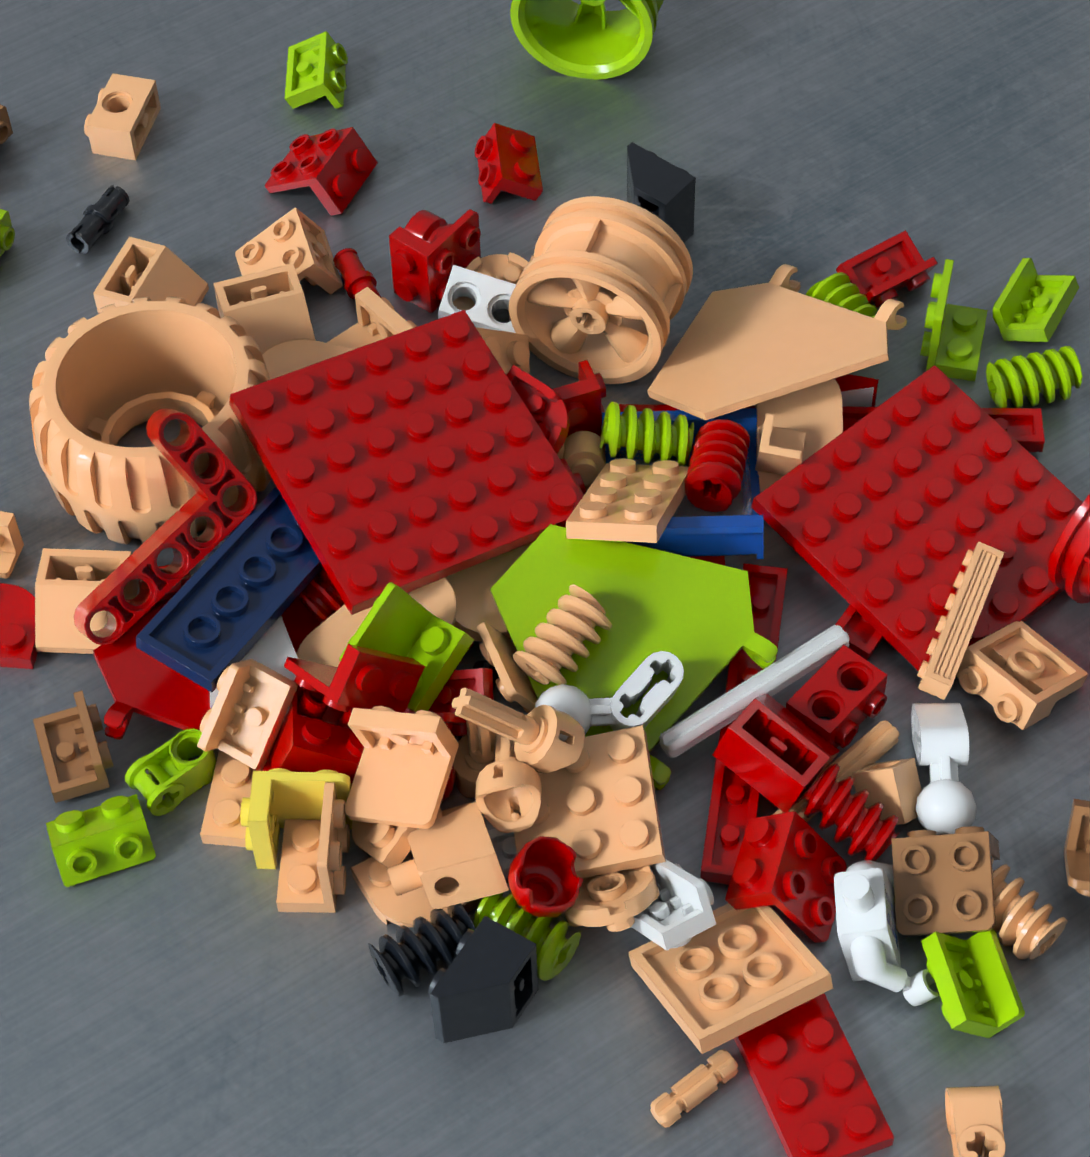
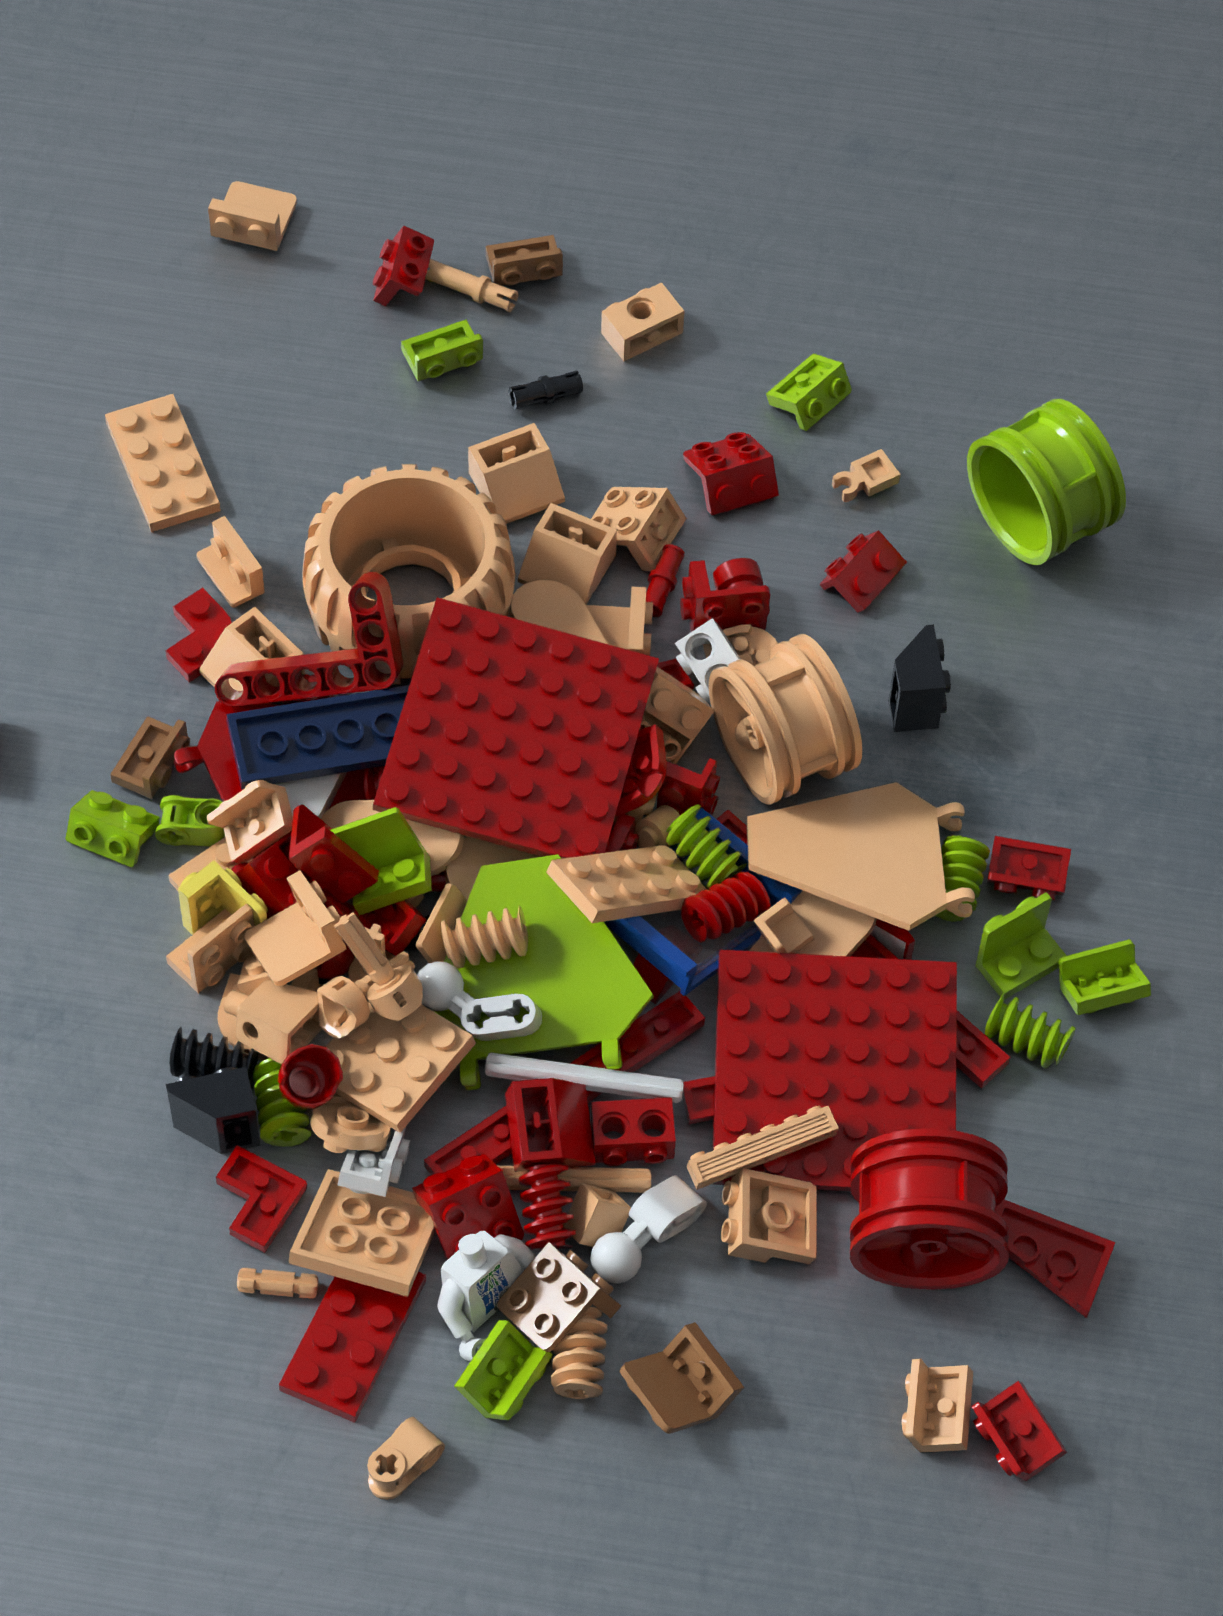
camera: 40 degrees right, 5 degrees up
(431, 97) = (869, 473): none -> light nougat plate
(598, 1016) = (269, 1196): none -> red plate

